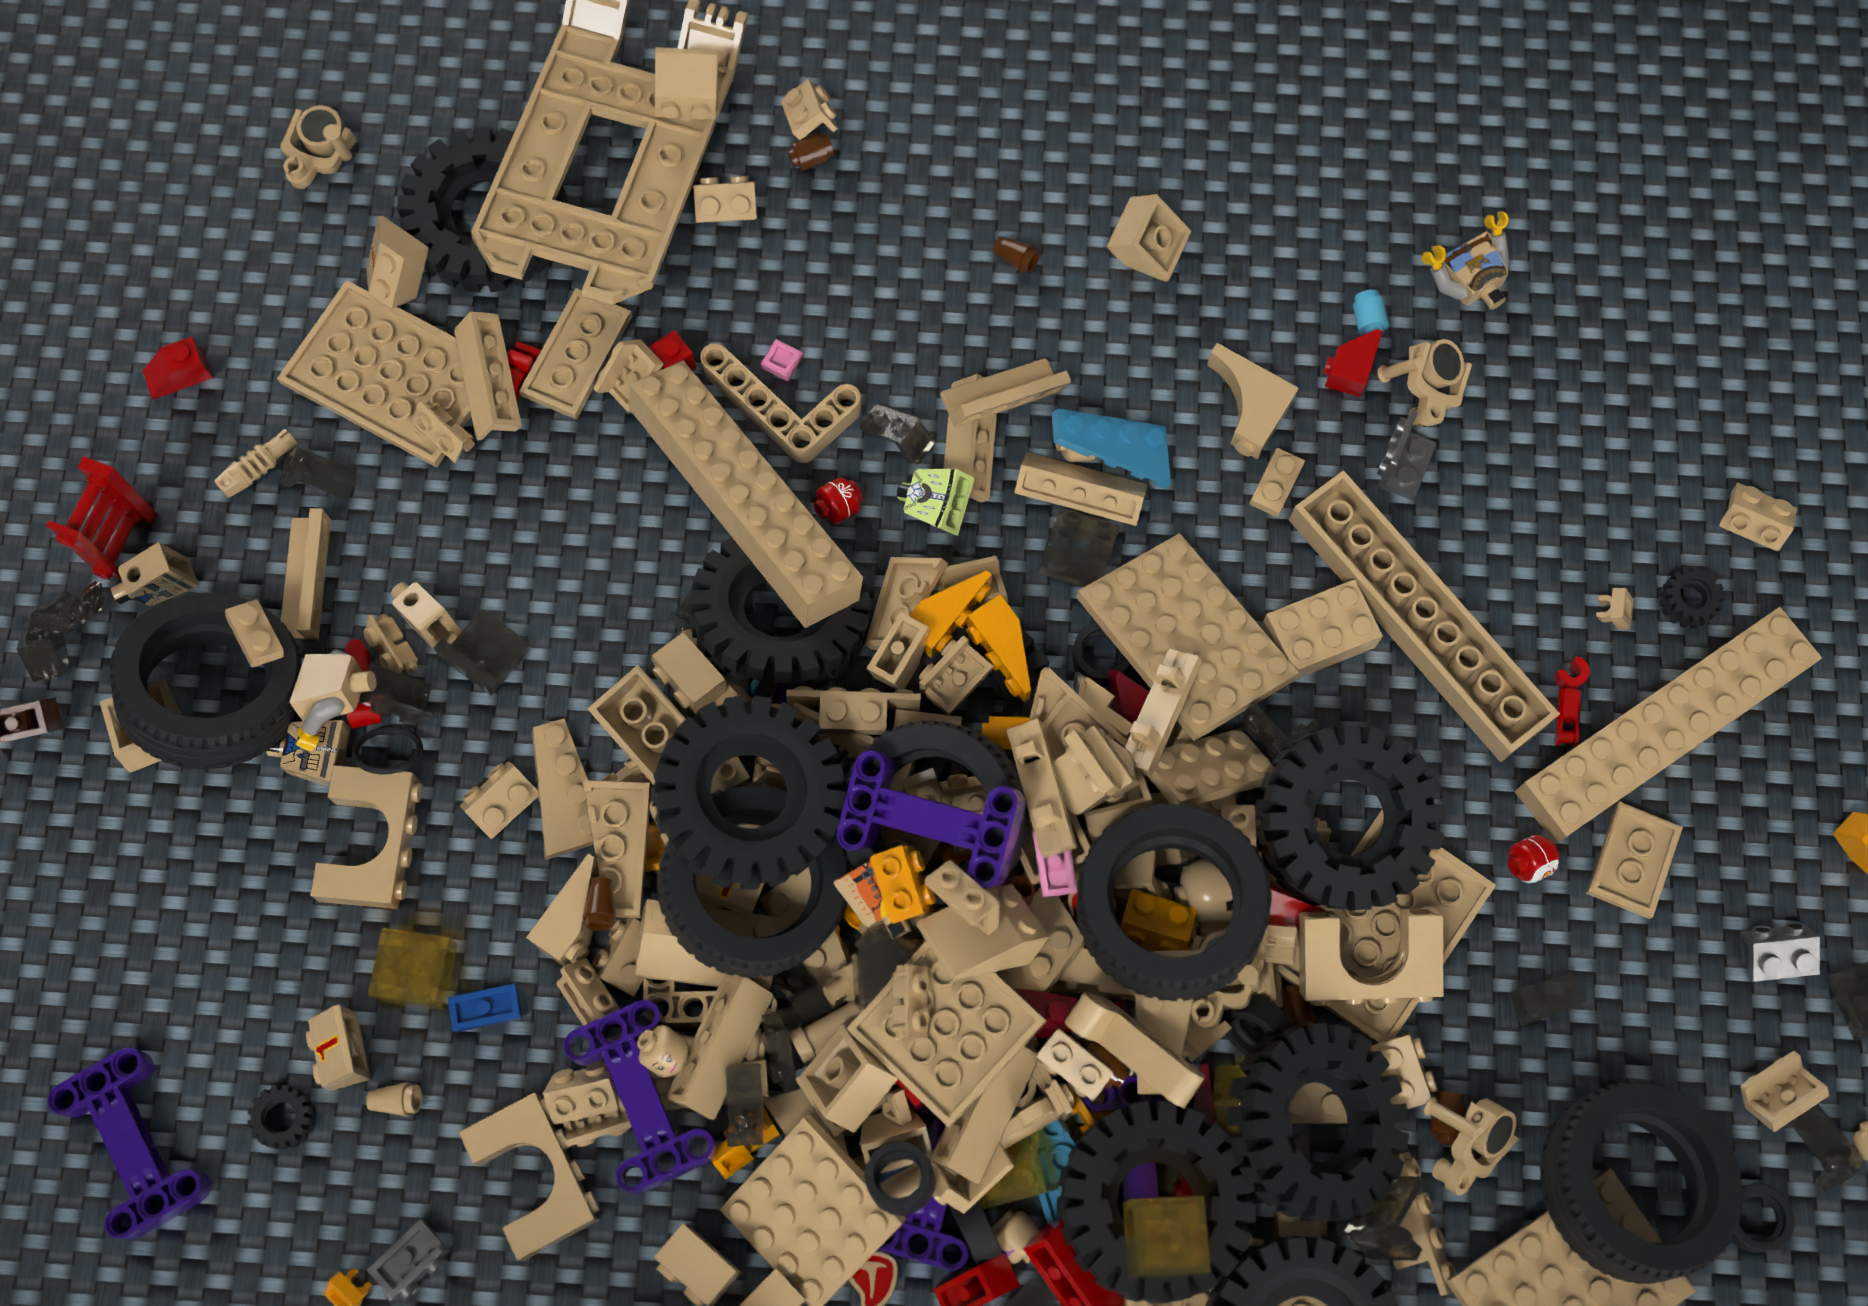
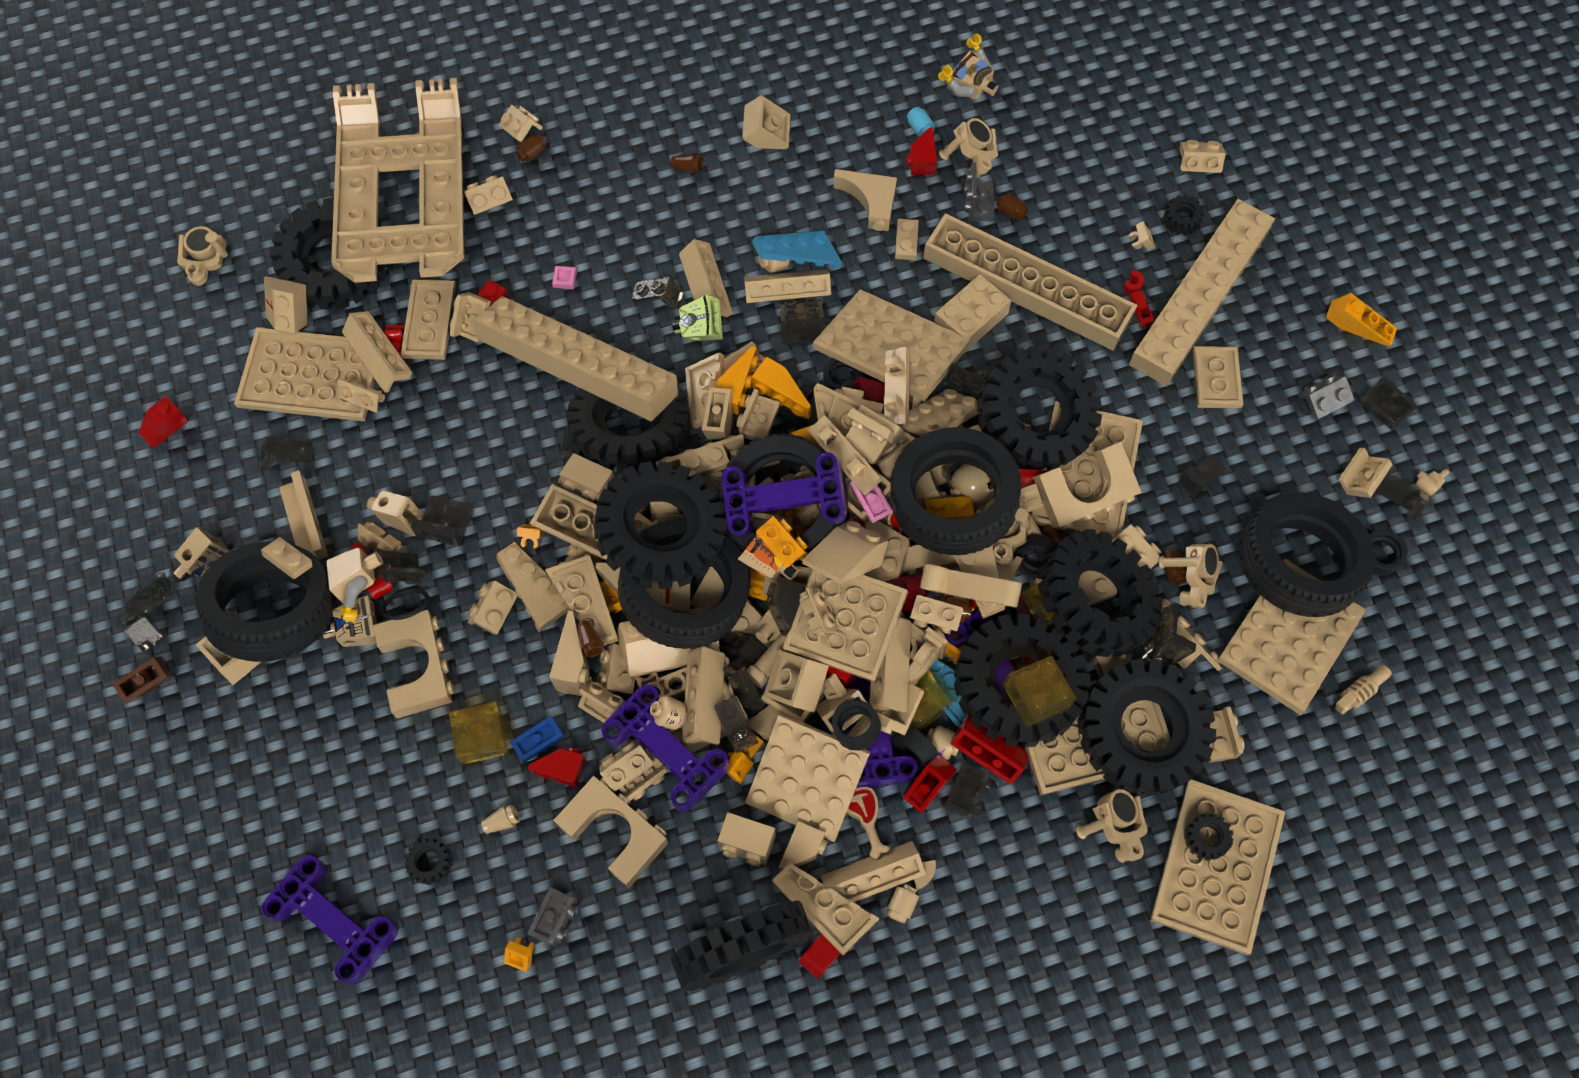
camera: 20 degrees left, 5 degrees down
(124, 504) = (165, 519): red fence -> none
(242, 473) = (241, 461): tan hinge -> none
(337, 1048) = (448, 801): tan slope -> none
(500, 1060) = (560, 766): none -> red slope
(582, 714) = (530, 532): none -> light orange tile
(685, 83) = (434, 129): tan slope -> none
(776, 410) = (574, 306): tan beam -> none
(837, 500) = (638, 344): red head -> none
(965, 896) = (827, 531): tan bracket -> none
(1002, 391) = (715, 244): tan panel -> none
(1447, 491) = (1012, 207): none -> reddish brown brick
(1533, 858) = (1158, 397): red head -> none

